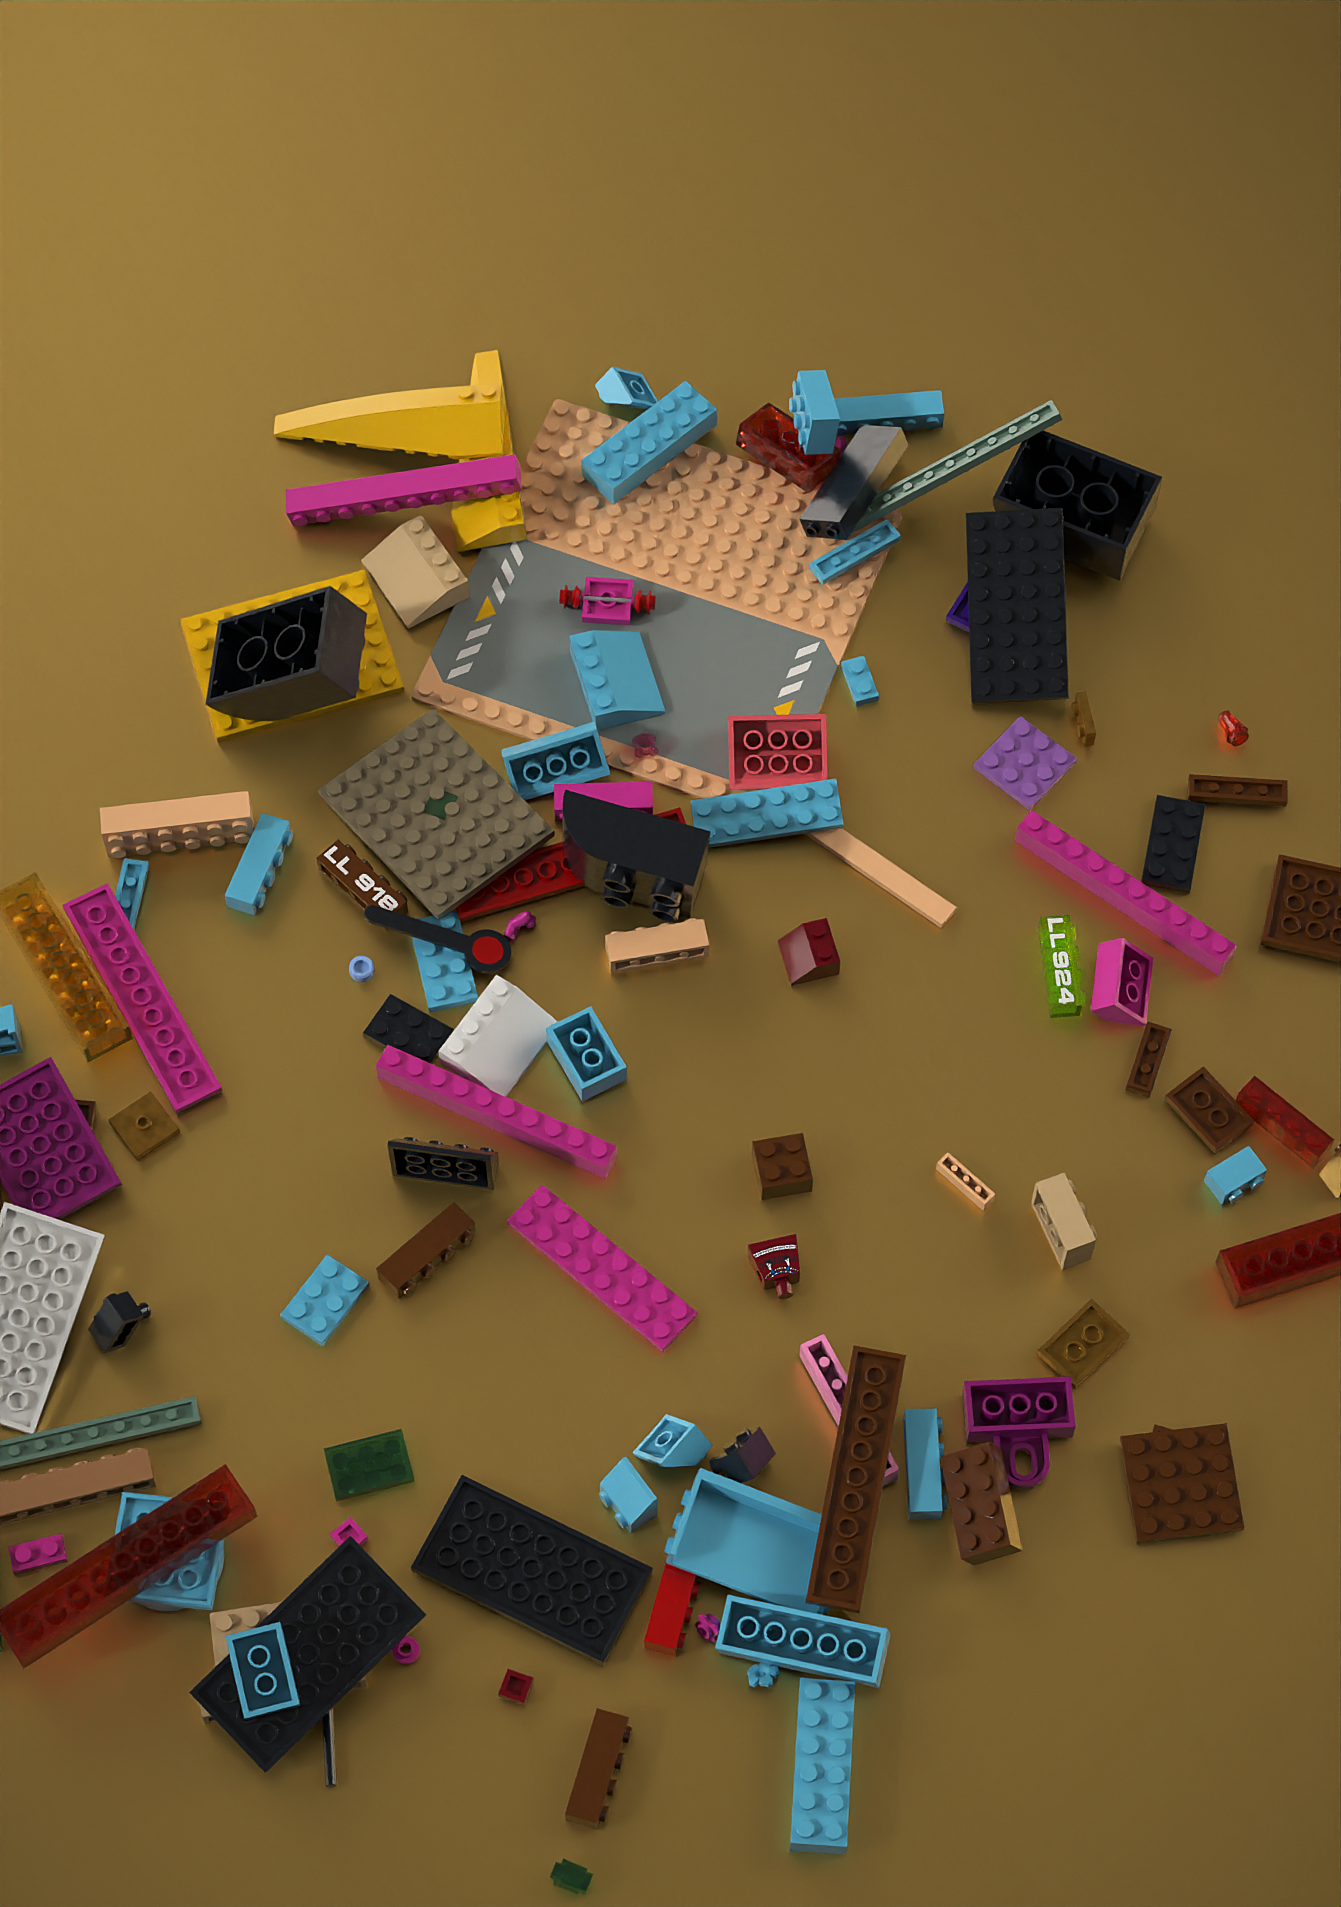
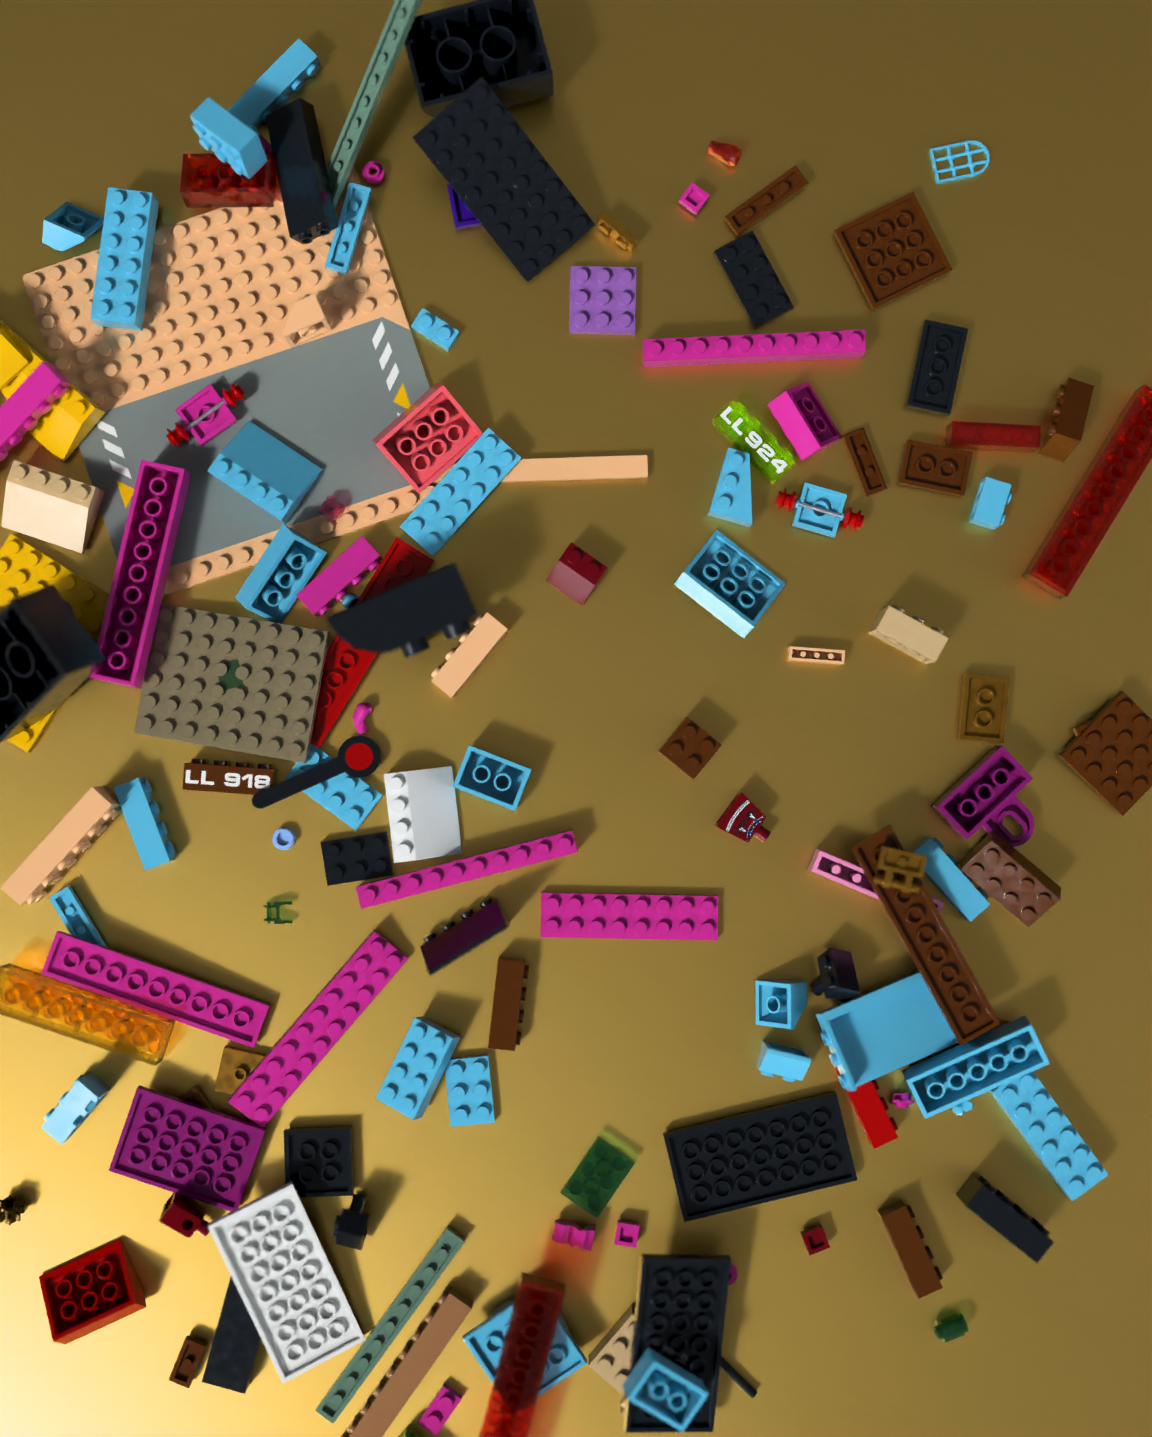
camera: 40 degrees left, 25 degrees up
(141, 1250) = (319, 1161): none -> black plate
(244, 1139) = (317, 1029): none -> dark pink plate
(300, 1237) = (418, 1067): none -> medium azure brick
(301, 1493) = (569, 1233): none -> dark pink leg
(306, 1015) = (277, 904): none -> clear green piece
(440, 672) = (141, 573): none -> dark pink brick
(712, 1807) = (1005, 1217): none -> black brick
(754, 588) = (305, 321): none -> light nougat slope
(888, 1389) = (900, 862): none -> pearl gold plate
(914, 536) = (373, 179): none -> dark pink plate
(938, 1062) = (730, 584): none -> medium azure slope
(1007, 988) = (733, 489): none -> medium azure wedge
(1072, 1064) = (819, 510): none -> medium azure plate
(1174, 743) = (694, 198): none -> dark pink plate
(1280, 1030) = (936, 367): none -> black plate

